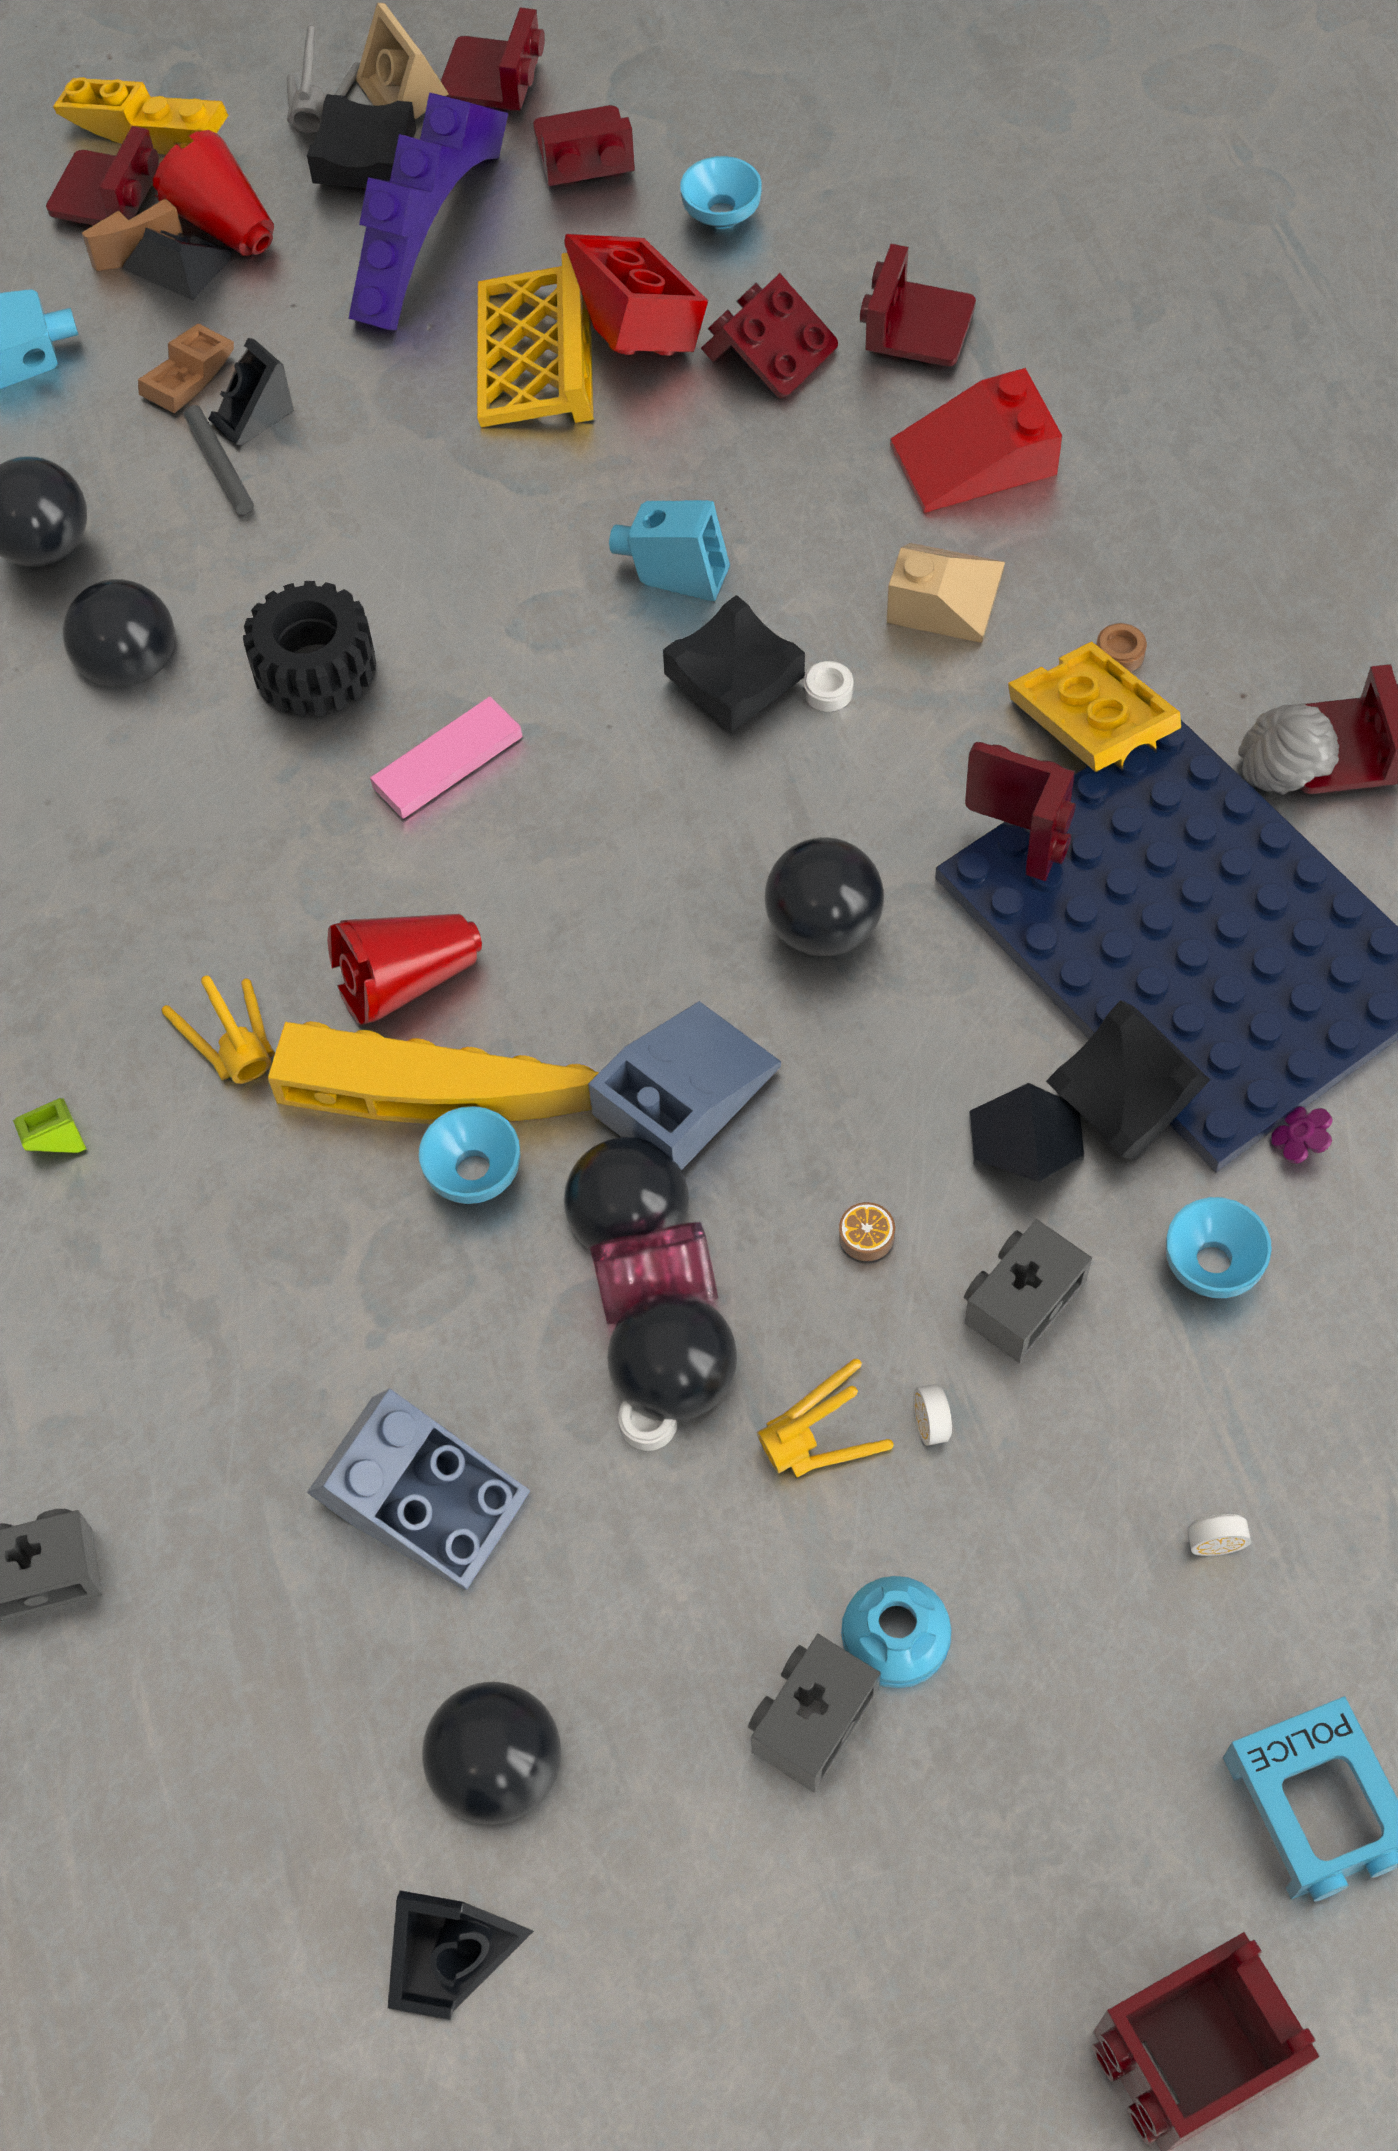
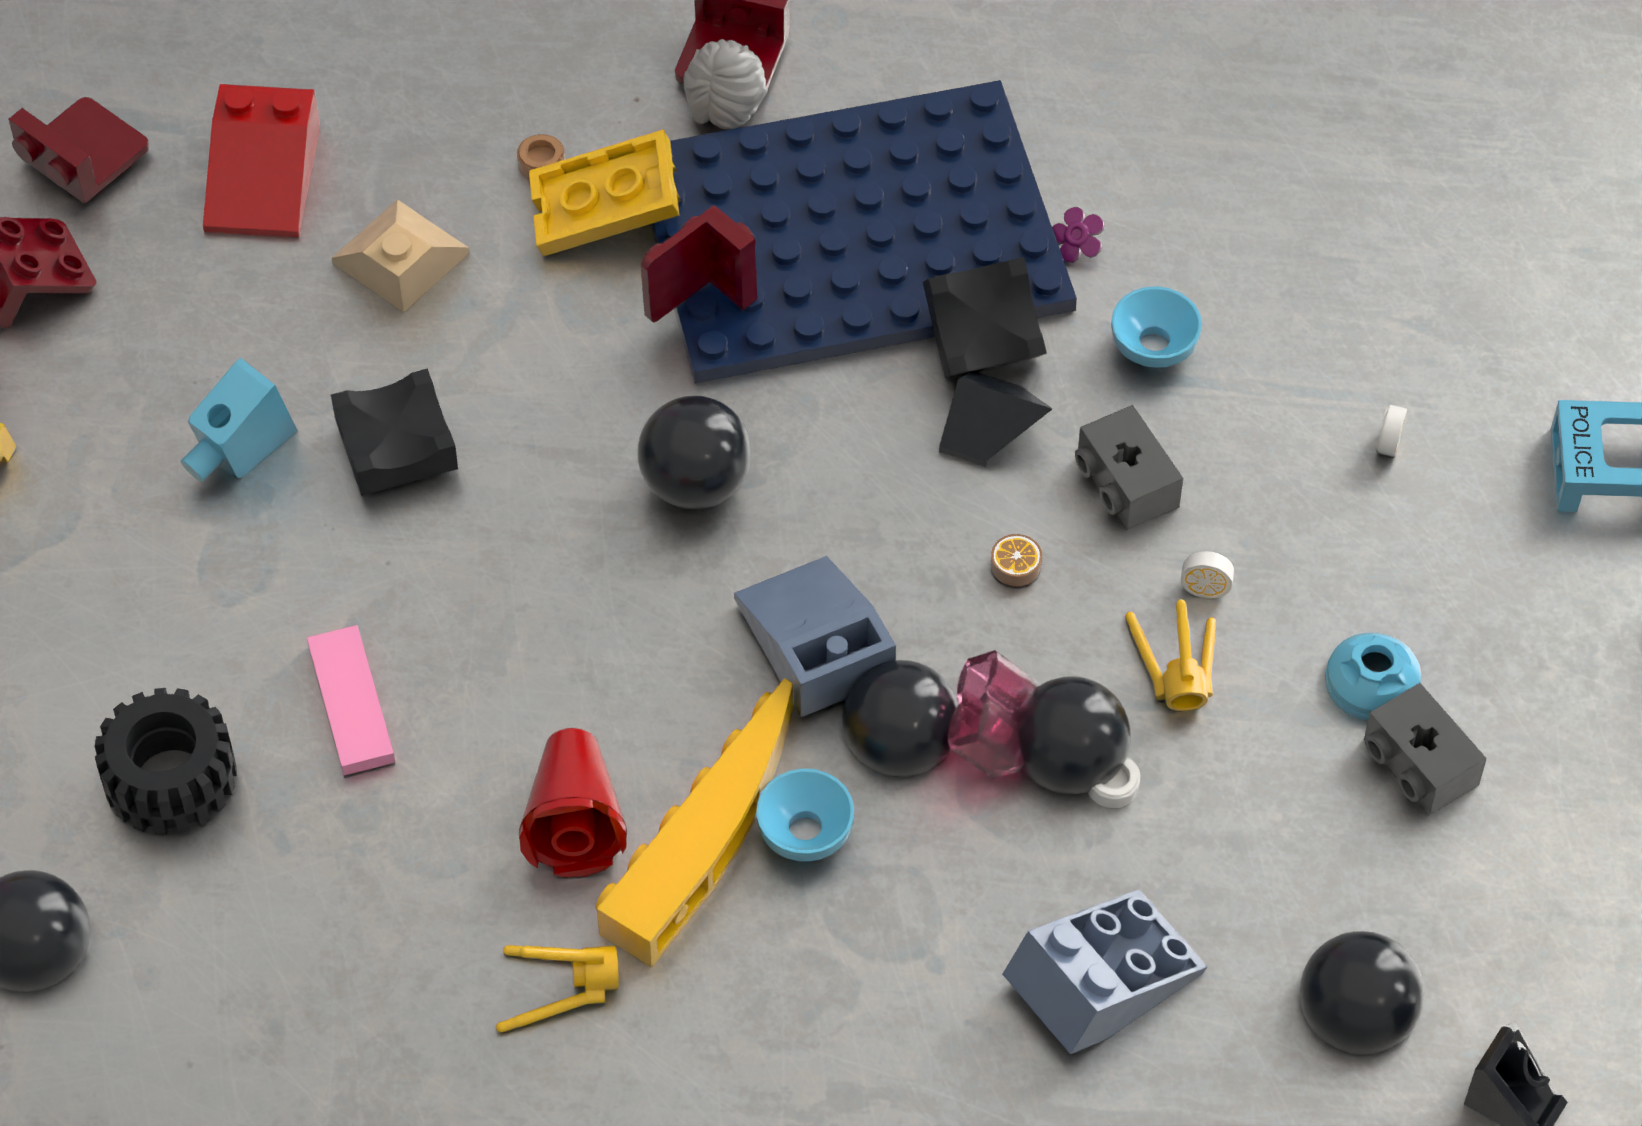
camera: 70 degrees left, 5 degrees down
(828, 686) = (453, 378): white tile -> none

